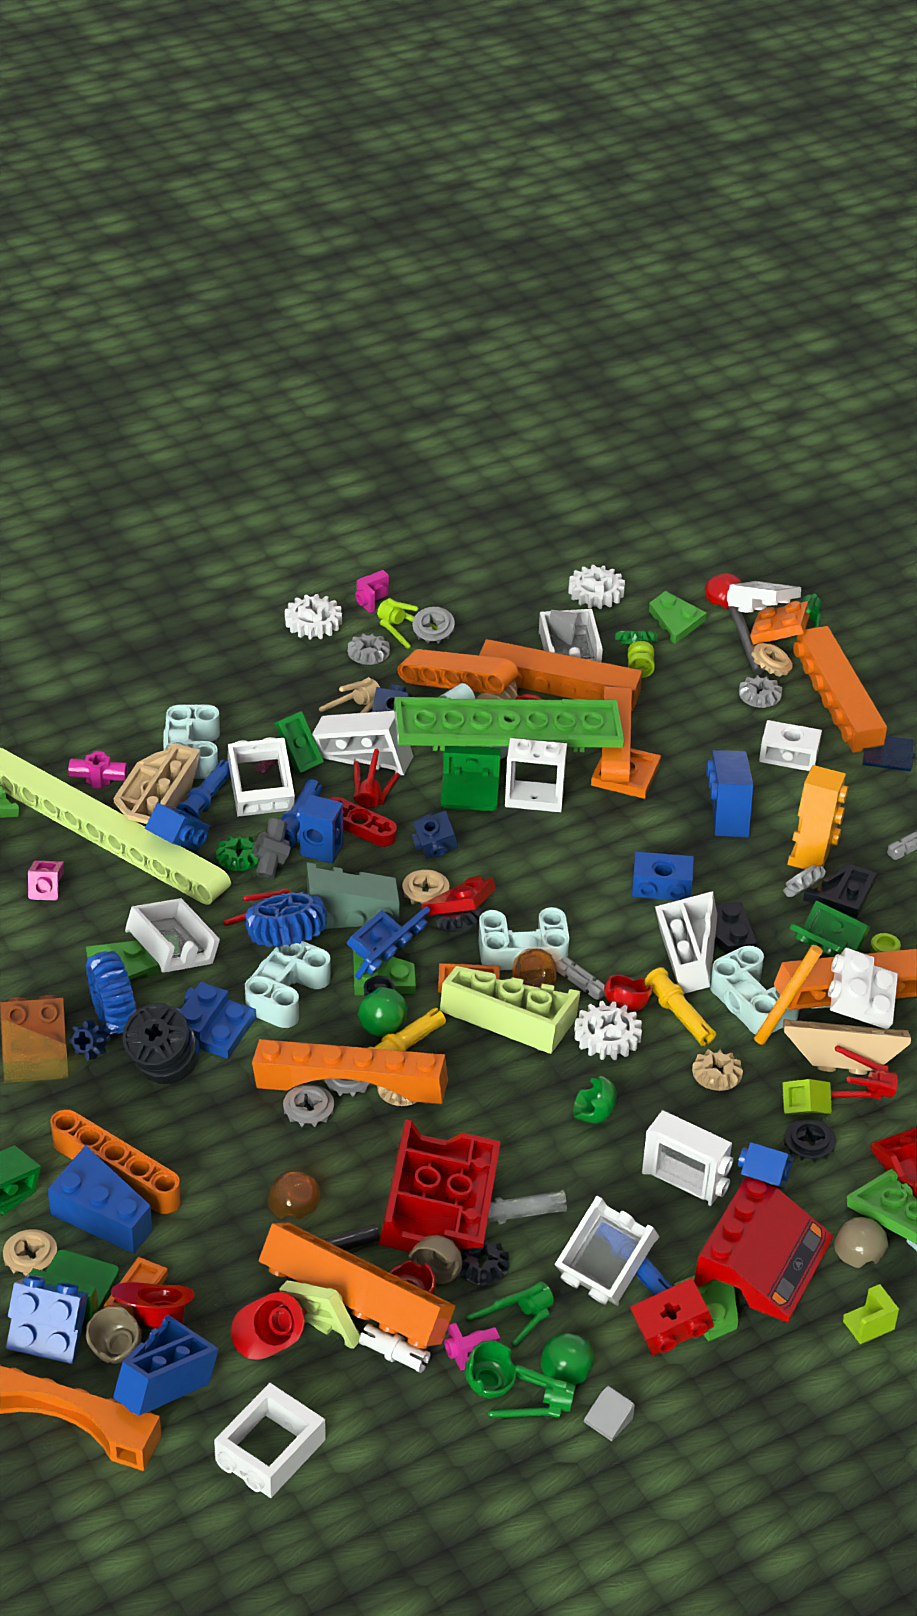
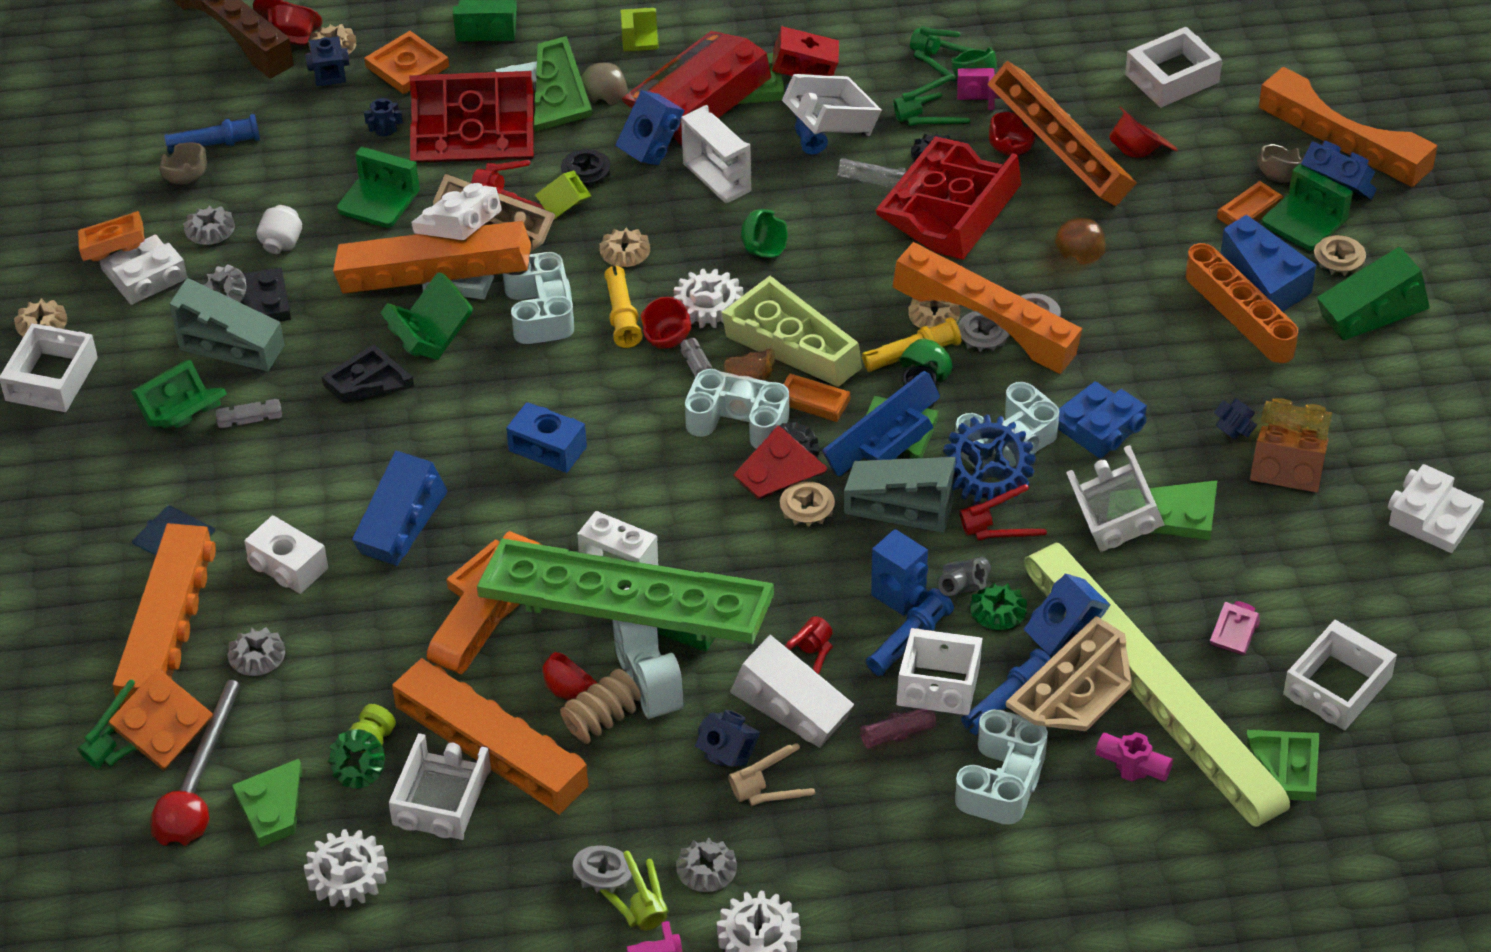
camera: 155 degrees left, 5 degrees up
(110, 990) = (1203, 439): blue gear -> none
(154, 1302) = (1241, 170): red piece -> none
(165, 1367) = (1250, 107): blue wedge -> none
(168, 1056) = (1167, 369): black wheel -> none
(299, 742) = (874, 708): green plate -> none
(324, 1310) = (1100, 128): yellowish green wing -> none
(355, 1238) = (1049, 195): black piece -> none
(376, 830) = (843, 622): red beam -> none
(434, 835) = (770, 542): dark blue brick -> none
(440, 1255) = (982, 138): dark tan hair -> none
(451, 669) = (626, 743): orange beam -> none
(563, 625) = (437, 790): light grey slope -> none
(567, 1358) = (904, 64): green hair -> none
(610, 1413) = (890, 26): light grey slope -> none
(689, 939) = (572, 346): white wedge -> none
(733, 927) = (514, 380): black wing -> none
(759, 595) = (152, 755): white plate -> none
(772, 659) = (217, 674): tan gear -> none
(788, 994) = (528, 218): light orange bar -> none
(804, 880) = (406, 397): light grey gear -> none
(819, 816) = (345, 420): light orange wedge -> none
(884, 943) = (369, 318): lime tile -> none

